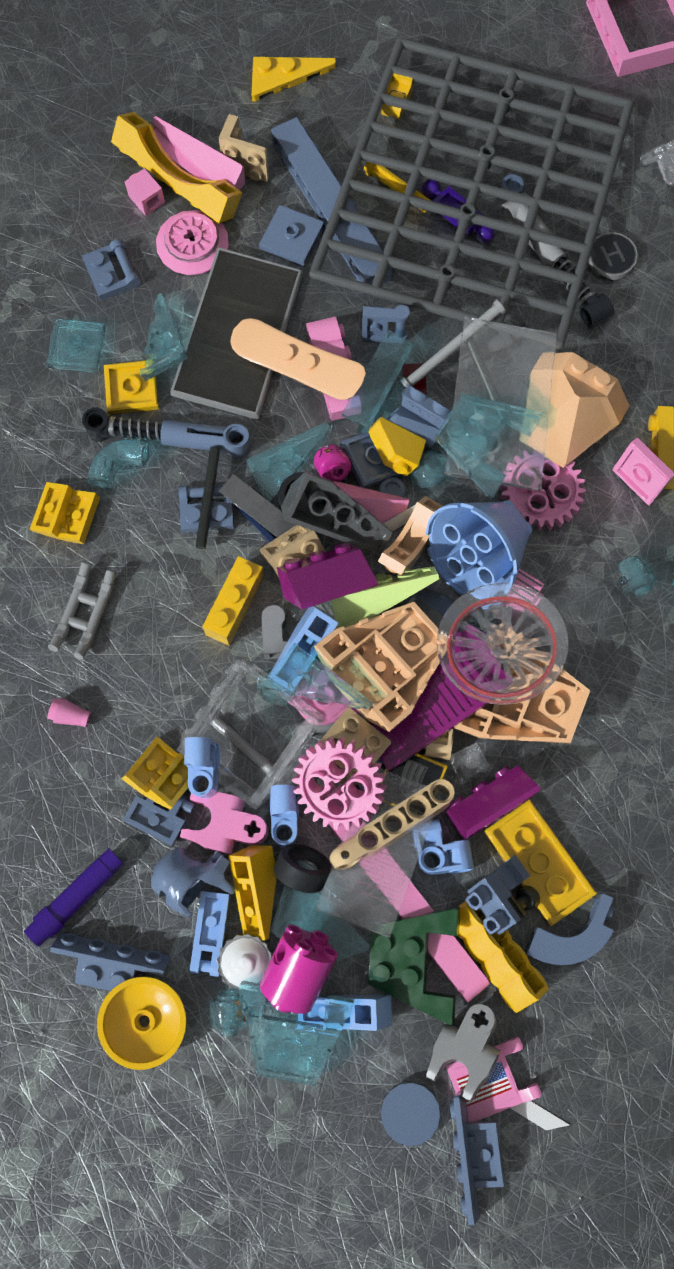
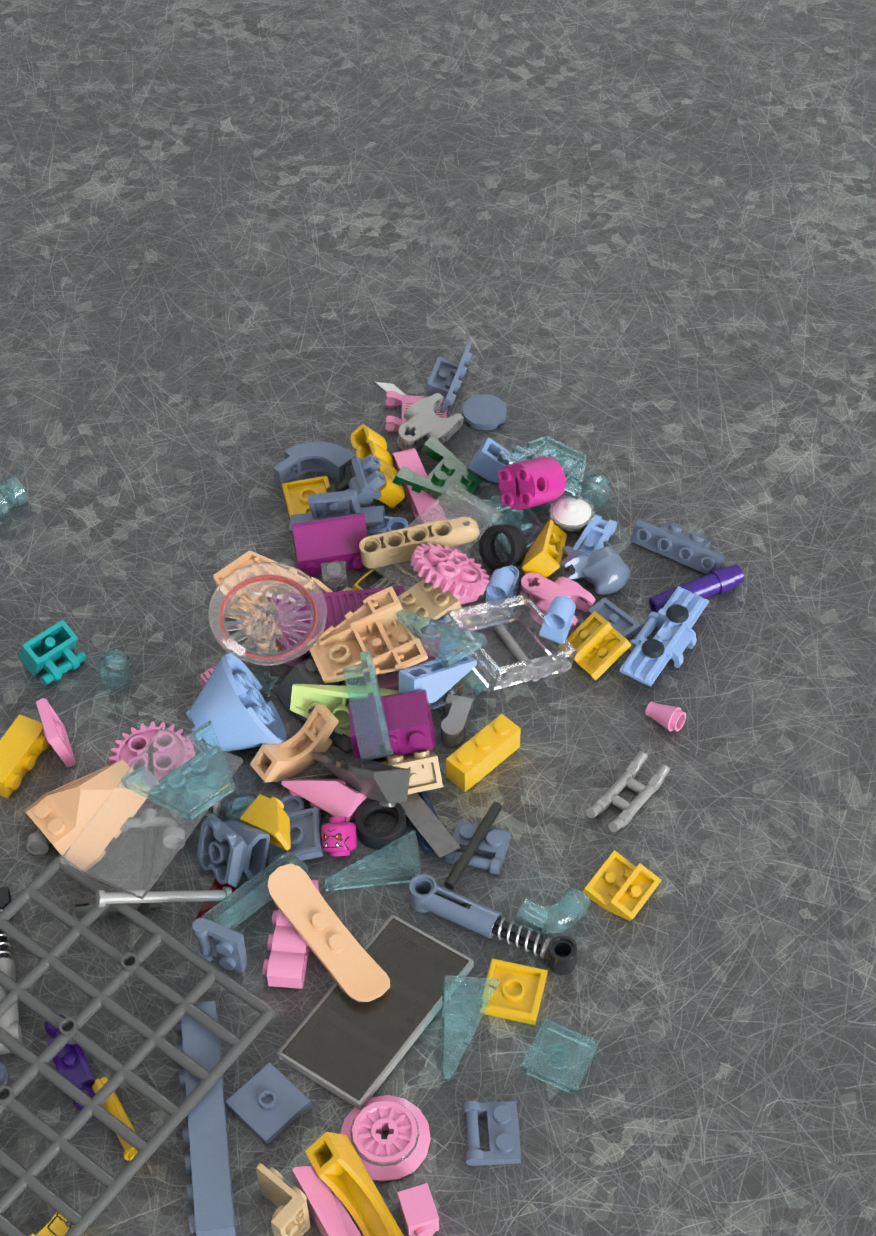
camera: 160 degrees left, 25 degrees down
(81, 807) = (672, 638): none -> light blue piece
(121, 1029) = (663, 496): yellow dish -> none
(351, 571) = (367, 709): none -> clear light blue panel
(503, 843) = (337, 505): none -> sand blue bracket

